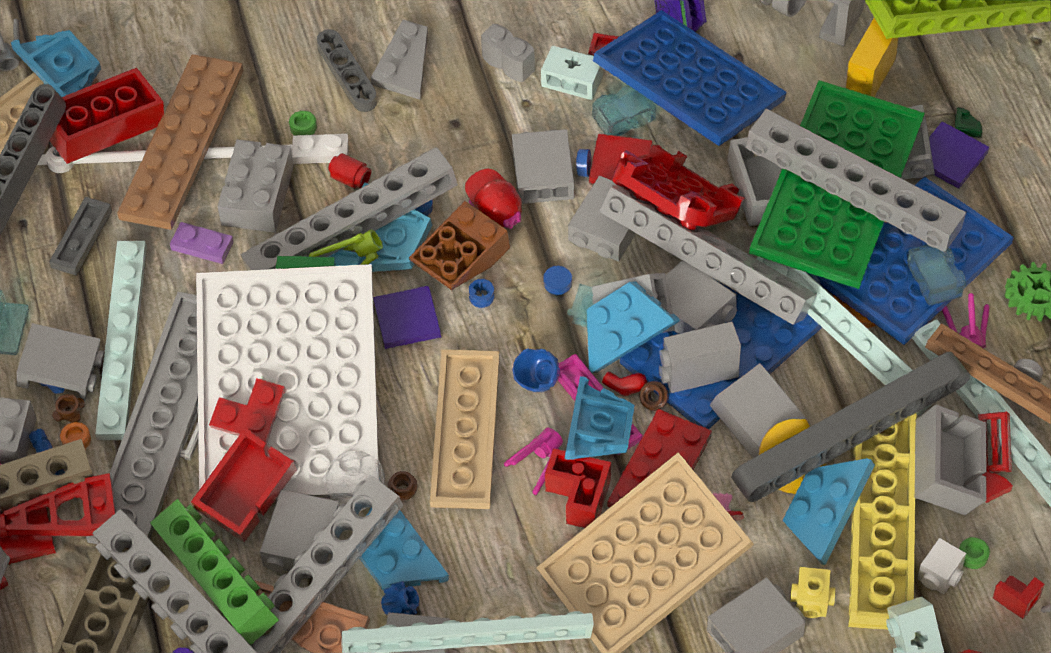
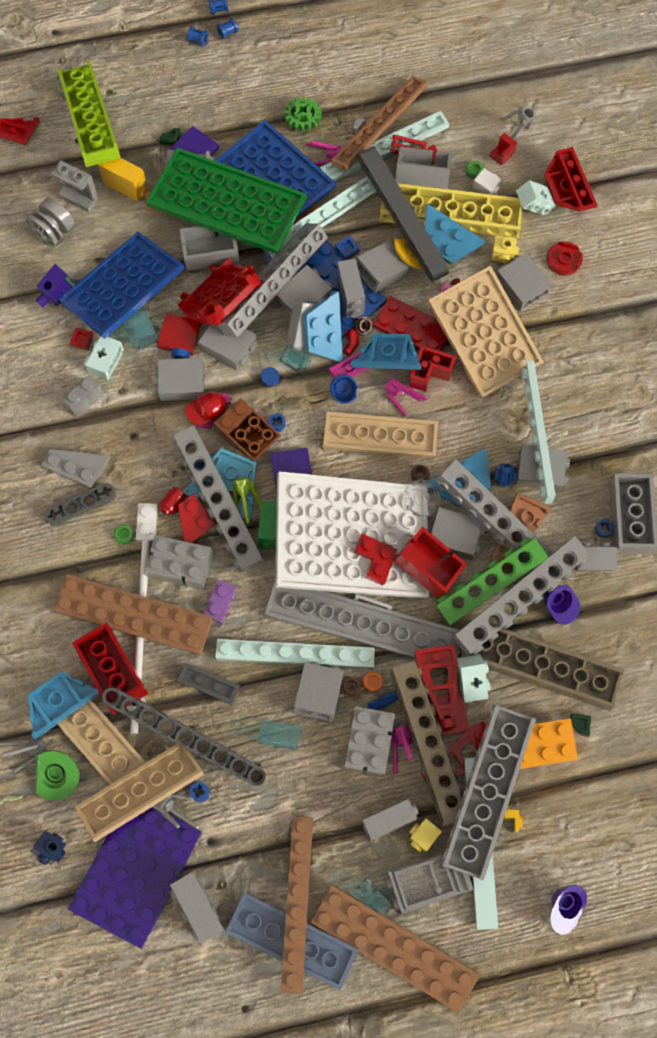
camera: 90 degrees left, 15 degrees up
(64, 553) = (472, 678): none -> light aqua brick
(320, 193) = (193, 518): none -> red wing
(787, 363) = (347, 248): none -> blue tile
(855, 180) = (233, 186): light grey brick -> none
(936, 274) = (294, 158): clear light blue brick -> none

